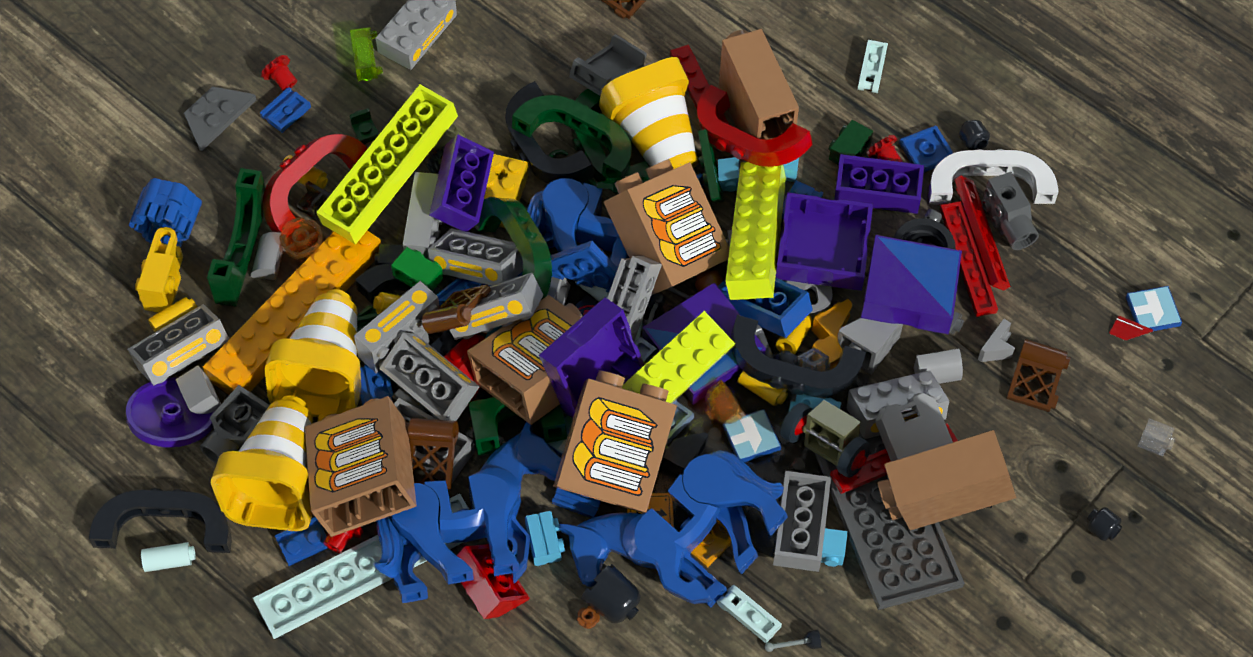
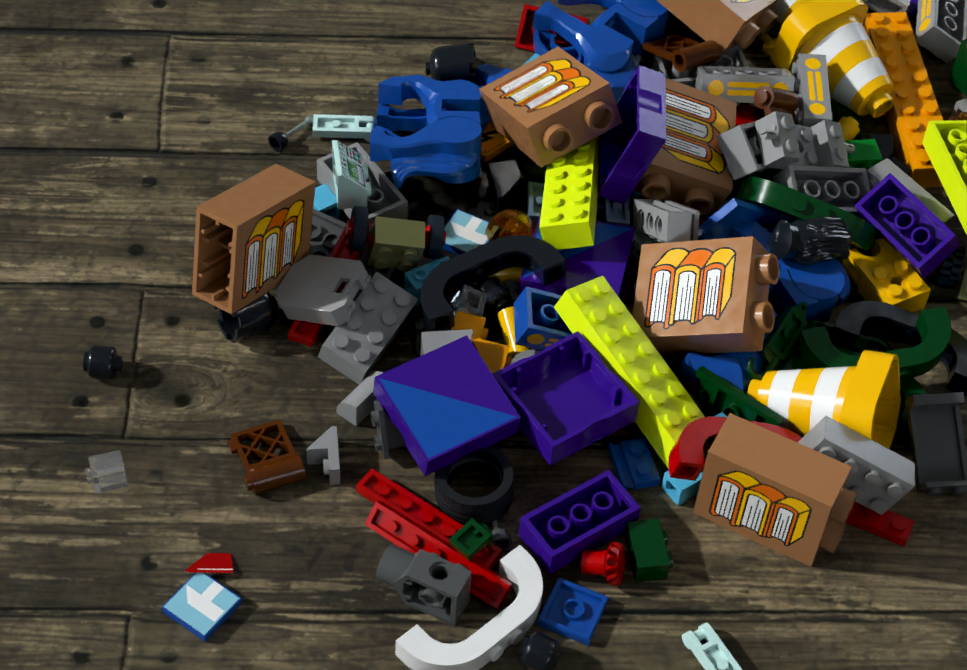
camera: 135 degrees right, 10 degrees down
(451, 276) = (797, 145): none -> light grey brick
(553, 210) = (811, 240): none -> black hair
(704, 73) = (876, 471): none -> light grey brick
(822, 505) = (349, 177): none -> light aqua slope
(961, 211) = (471, 539): none -> dark green bracket

